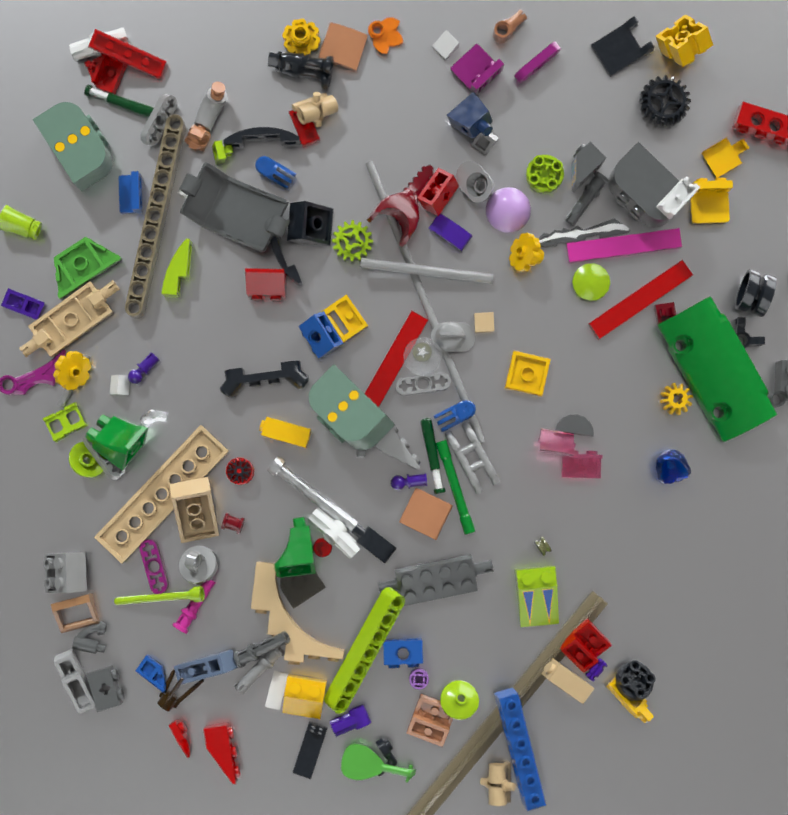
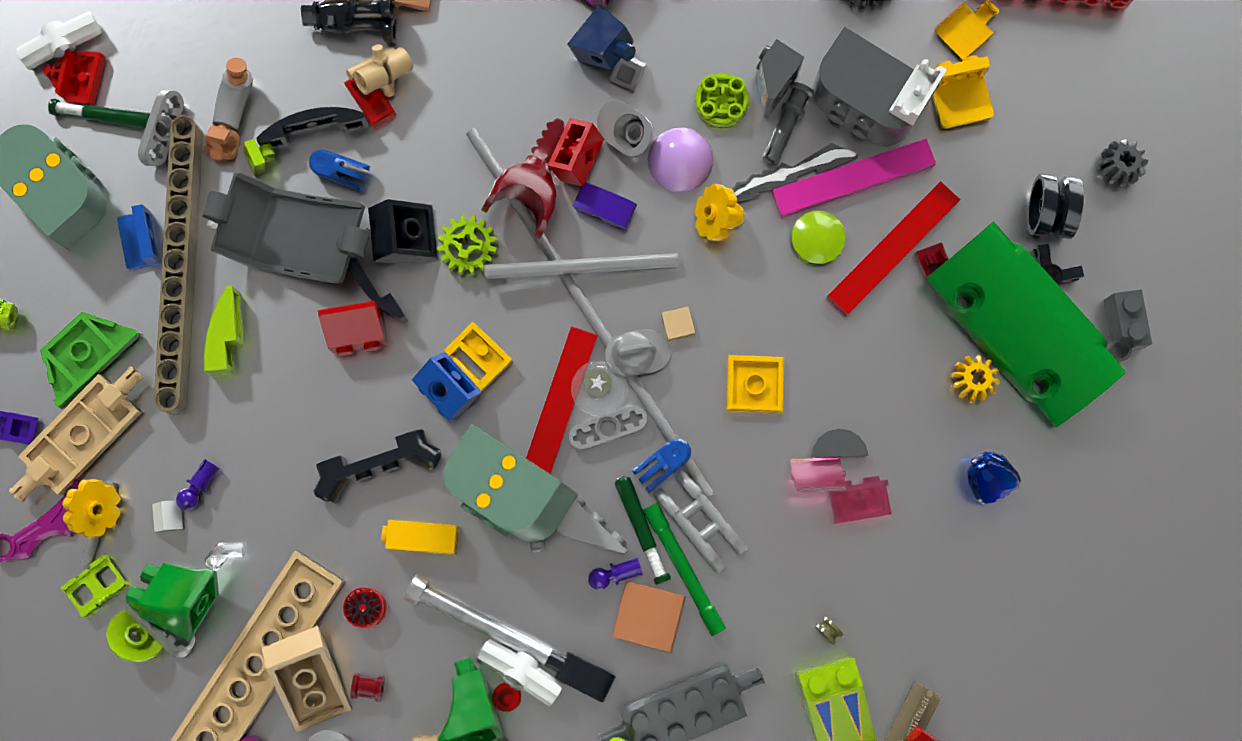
camera: 10 degrees left, 5 degrees down
(127, 54) = (99, 45): red tile -> none

